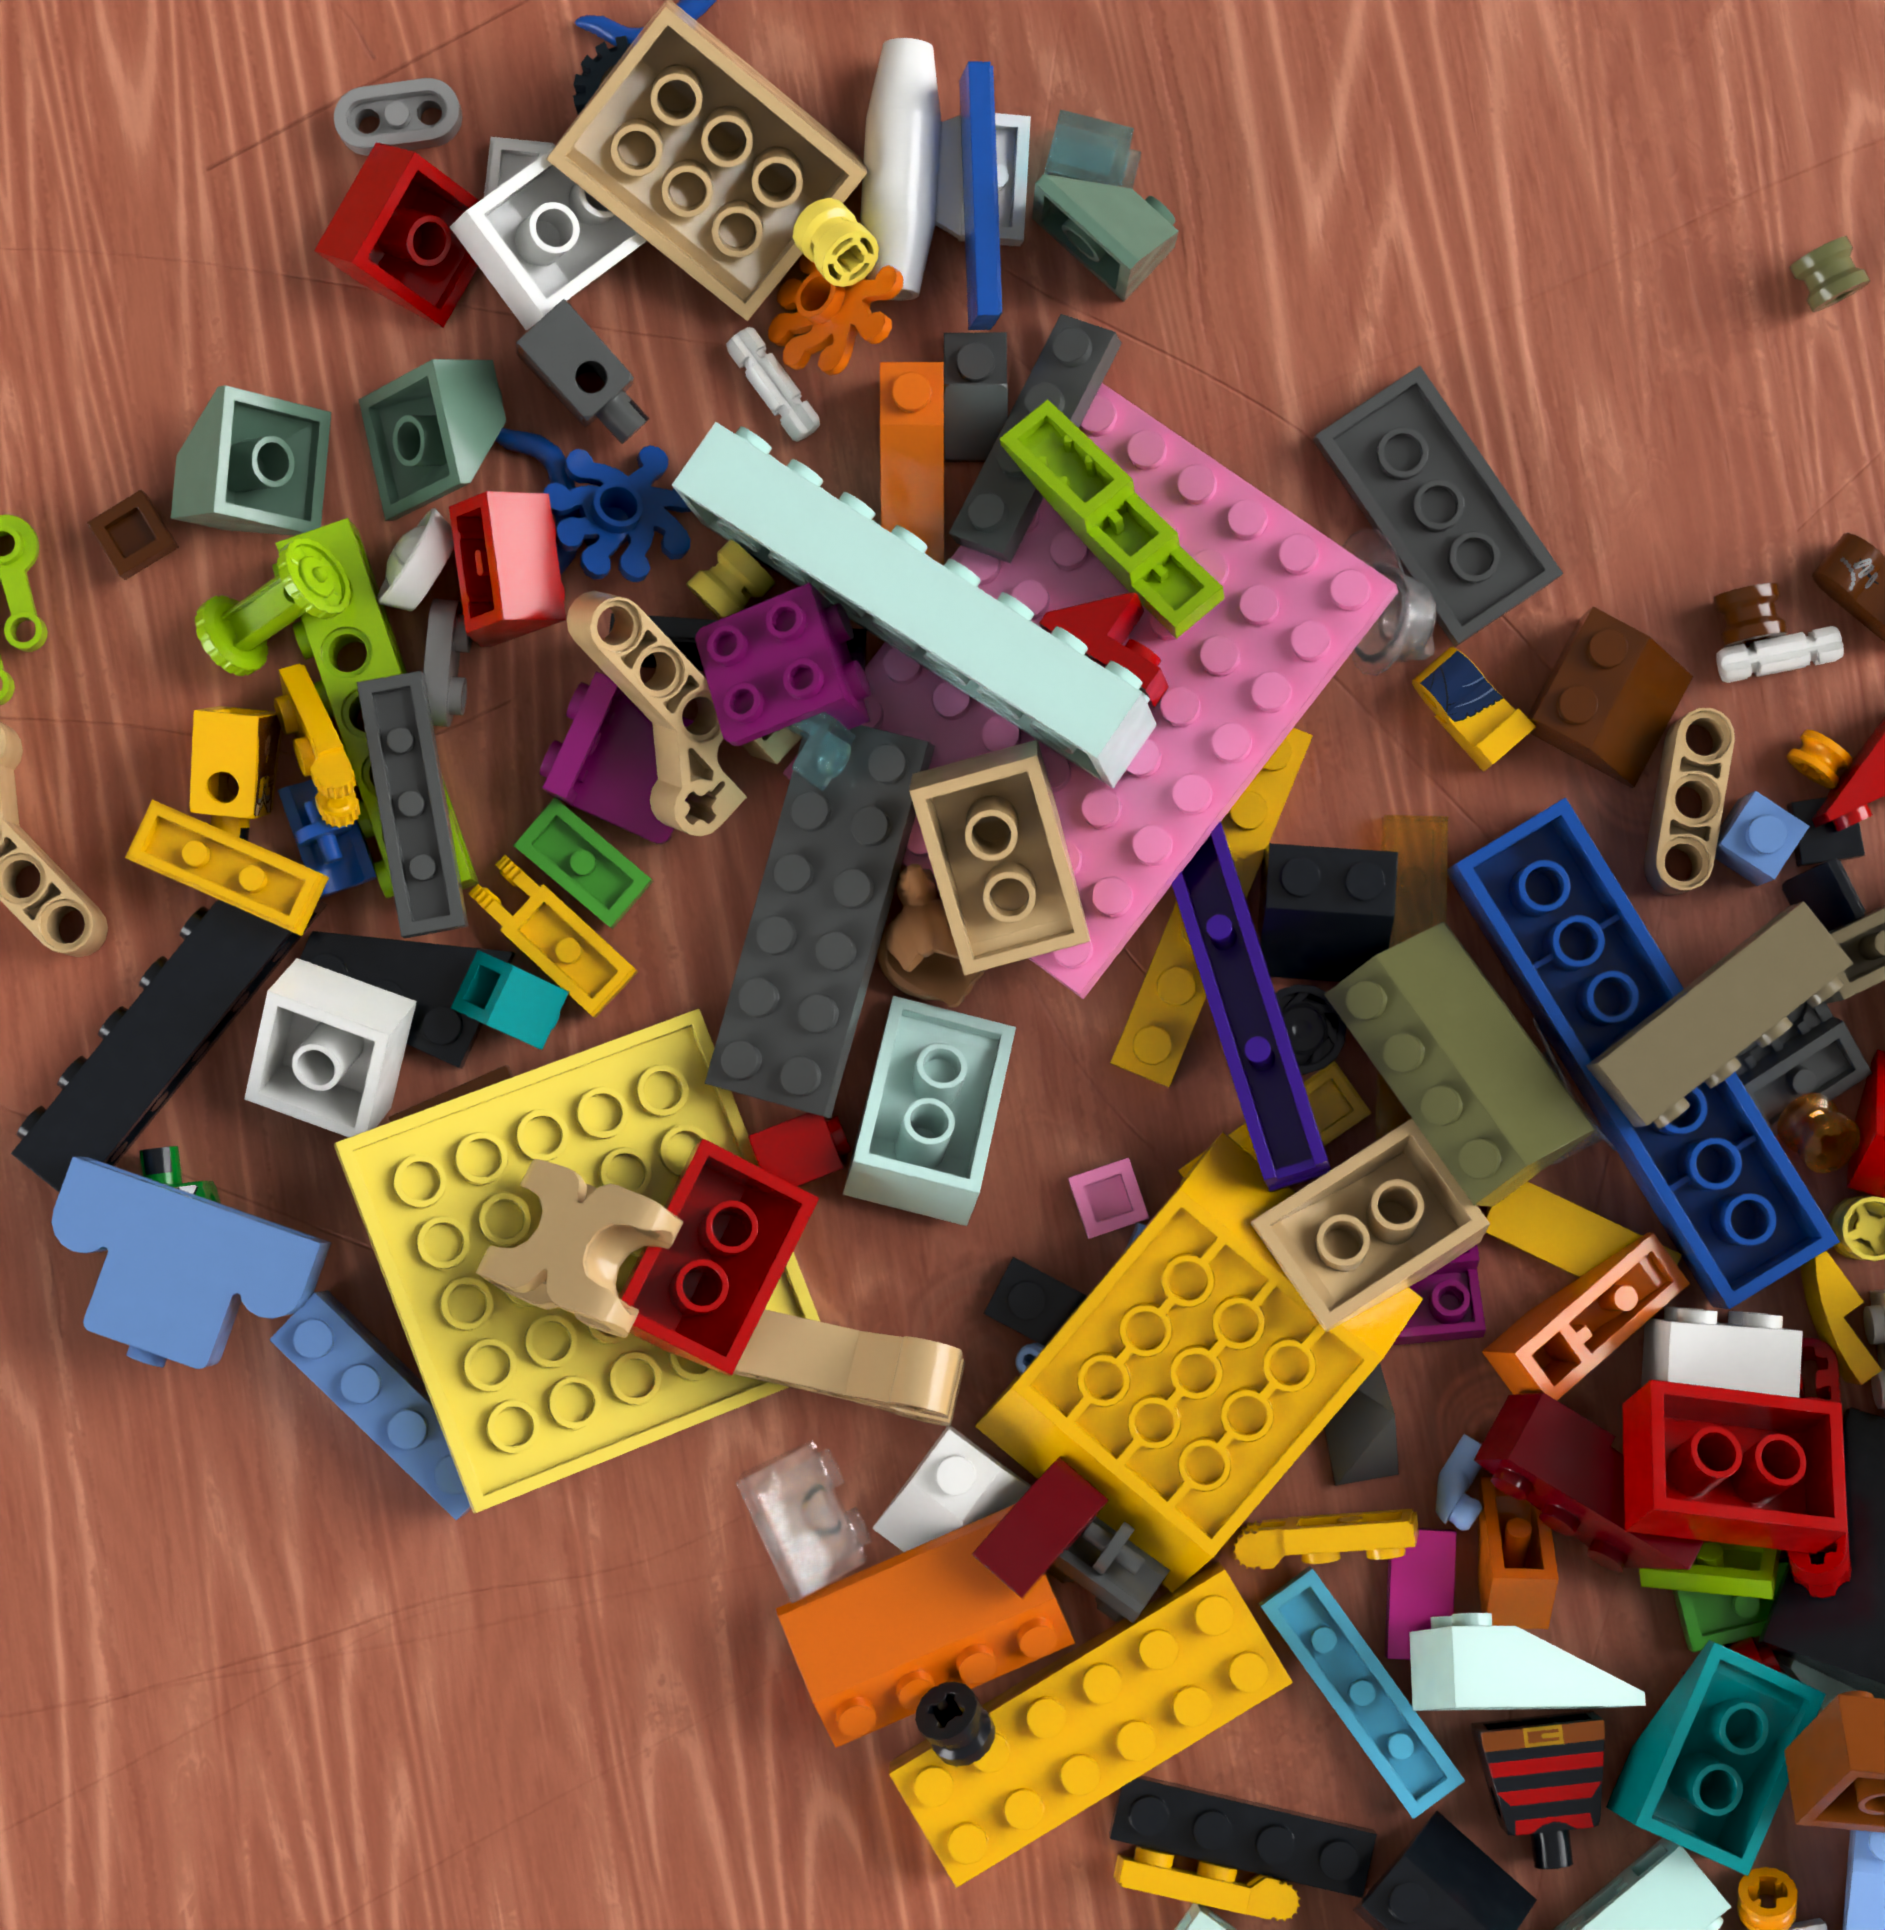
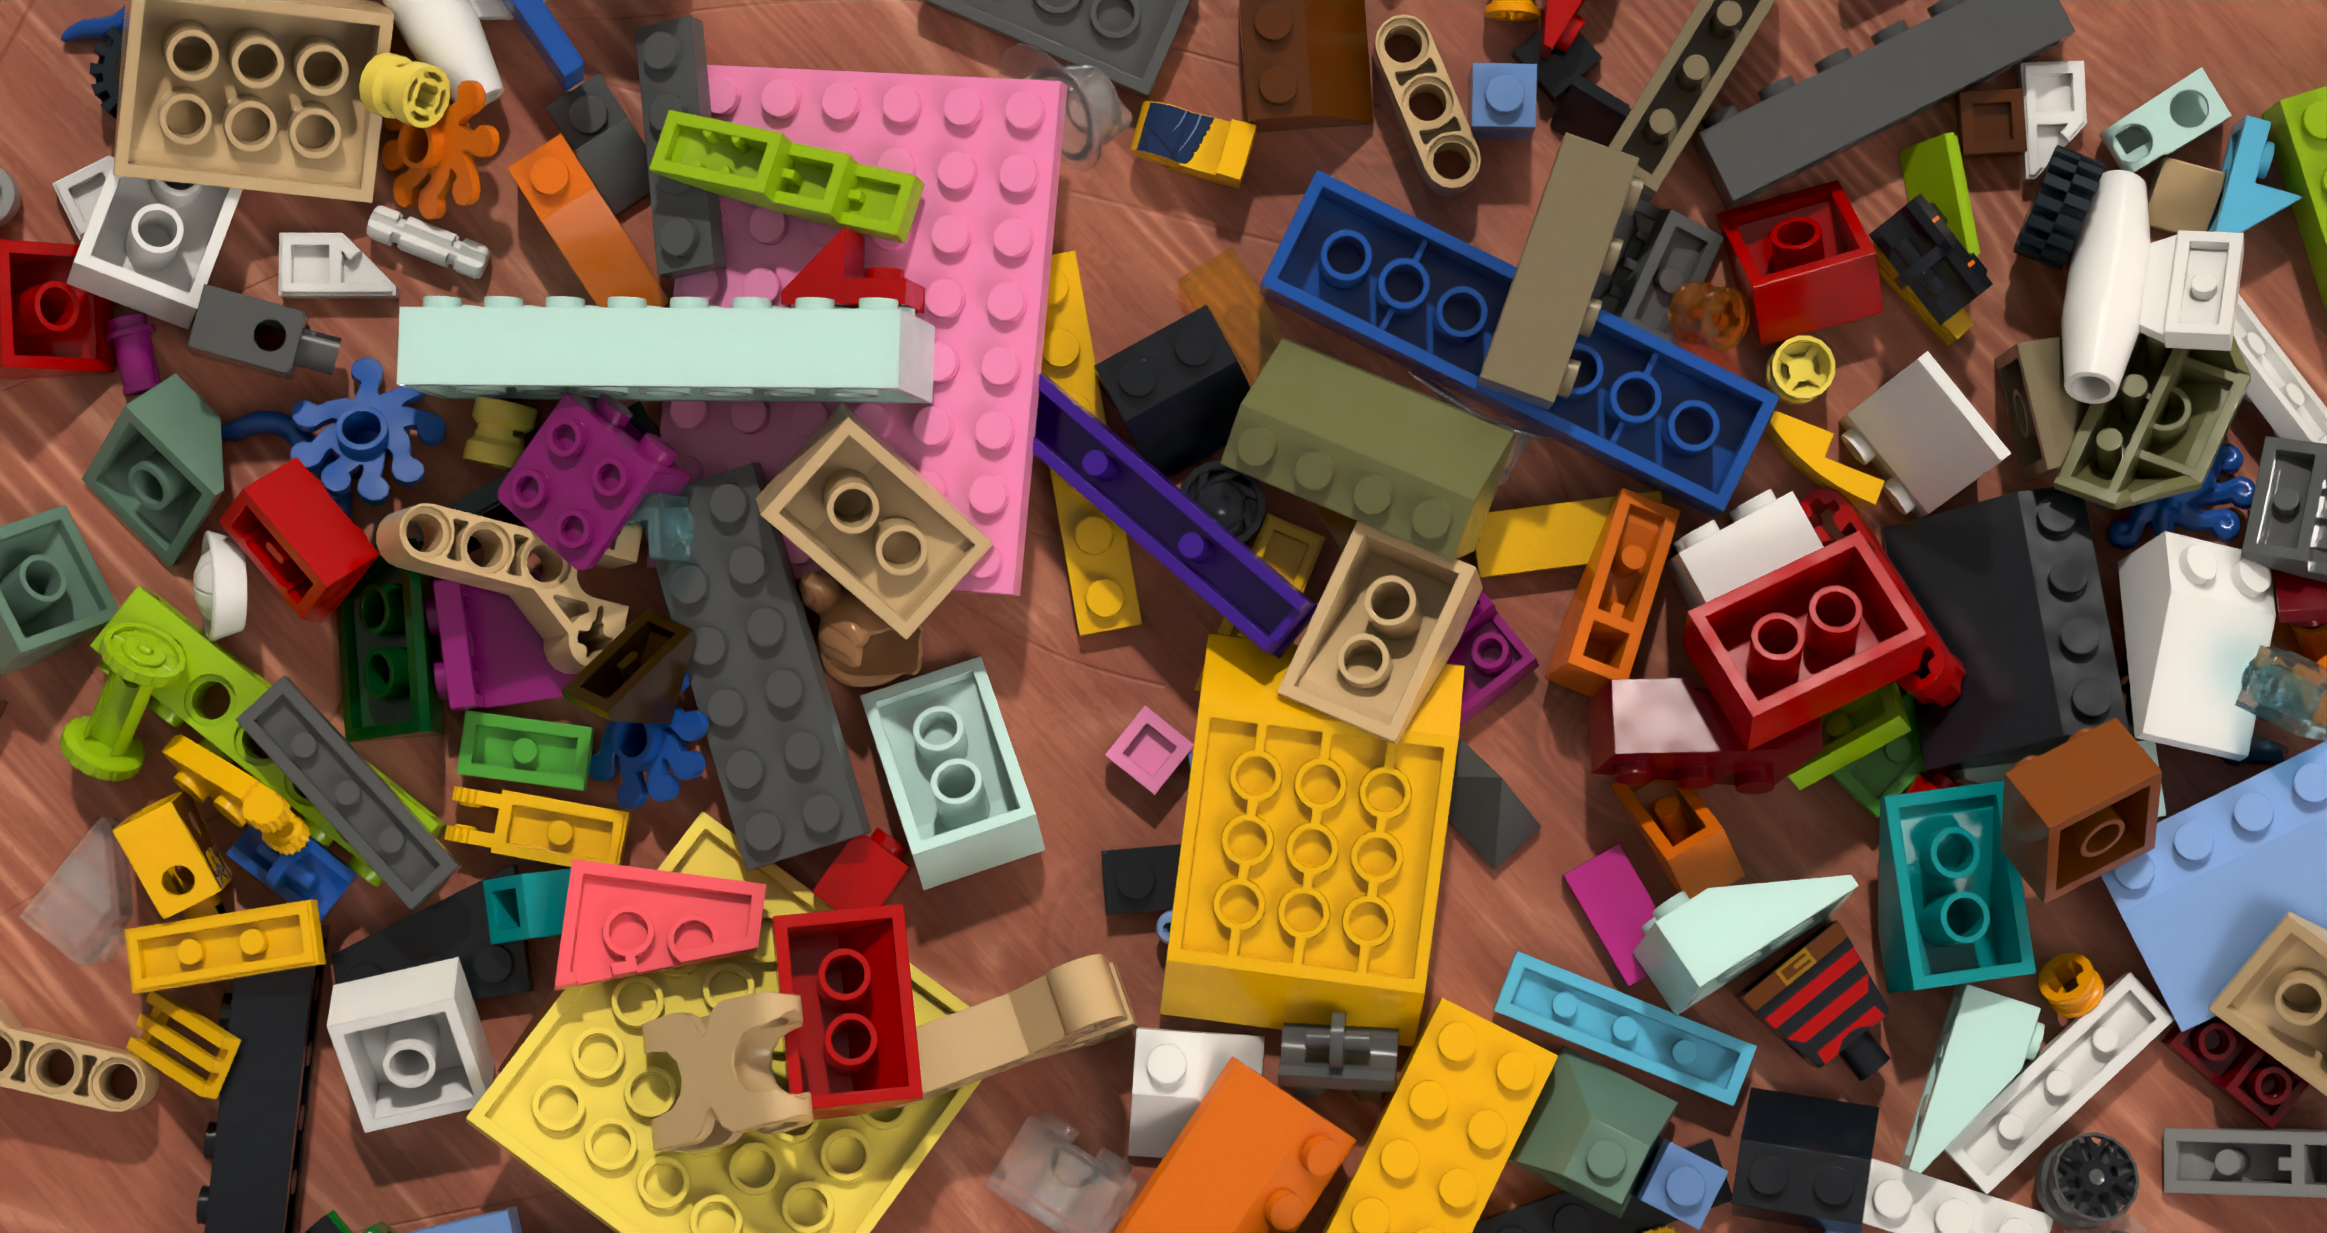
camera: 30 degrees left, 0 degrees up
(126, 956) = (156, 1029): none -> yellow tile
(137, 754) = (86, 899): none -> clear slope
(441, 663) = (288, 639): light grey plate -> none
(469, 321) = (134, 353): none -> magenta pin
(519, 710) = (389, 656): none -> dark green slope
(597, 1075) = (651, 921): none -> coral wing
(676, 354) = (328, 269): none -> white tile
(694, 911) = (651, 749): none -> blue animal
(718, 857) = (637, 672): none -> dark brown slope
(1040, 1527) = (1264, 1061): dark red slope -> none
(1279, 1765) = (1592, 1132): none -> sand green slope
(1323, 1537) = (1509, 919): yellow hinge -> none
(1328, 1859) = (1680, 1183): none -> medium blue brick
(1453, 1483) = (1591, 803): light blue arm -> none

